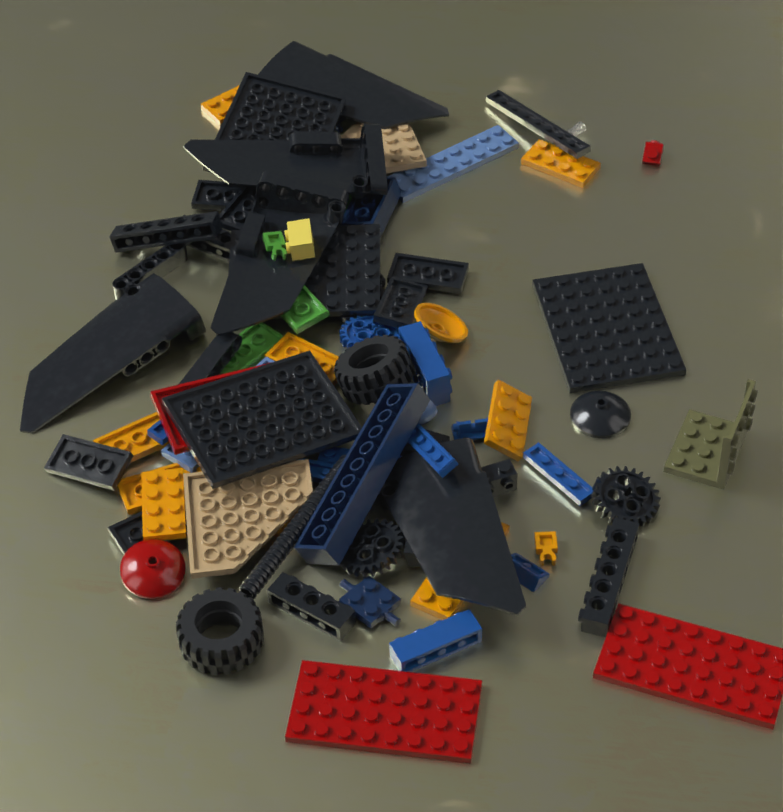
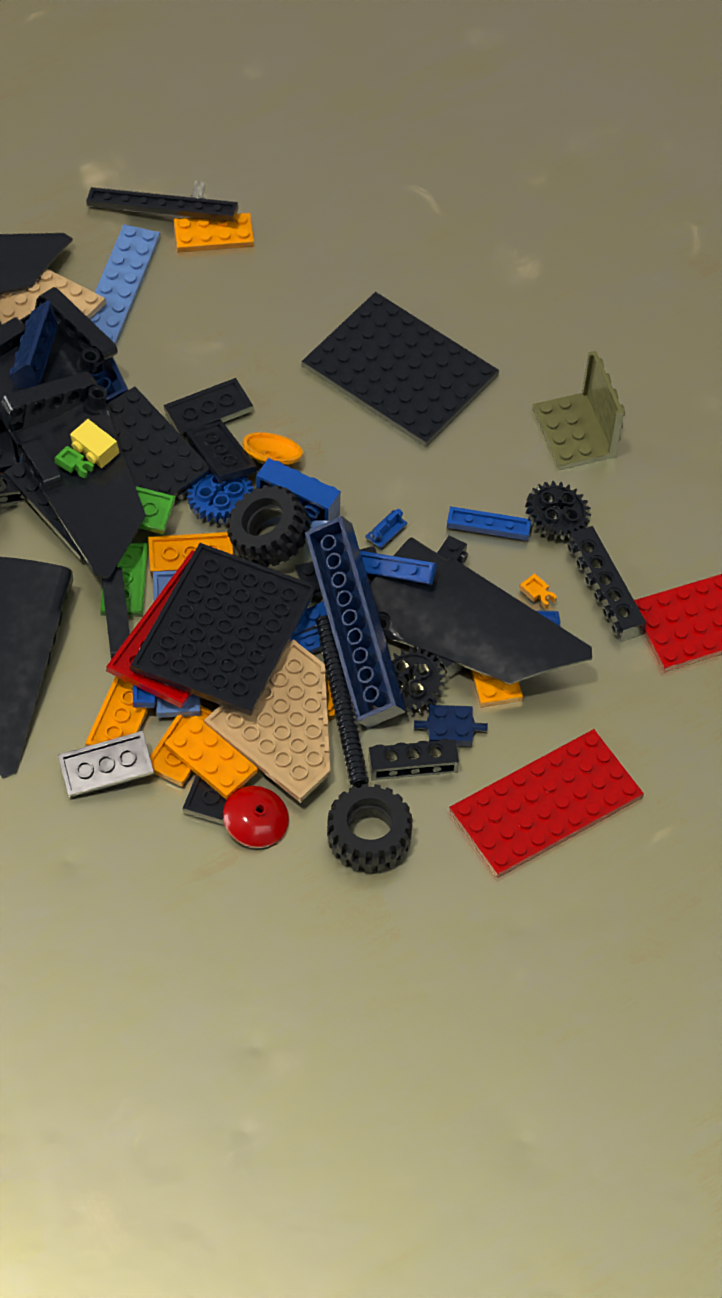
camera: 45 degrees left, 10 degrees up
(326, 155) = (34, 347): none -> dark blue slope
(435, 641) = (533, 722): blue brick -> none
(508, 420) = (409, 502): light orange plate -> none
(600, 414) = (467, 451): black dish -> none
(653, 153) = (285, 177): red bracket -> none

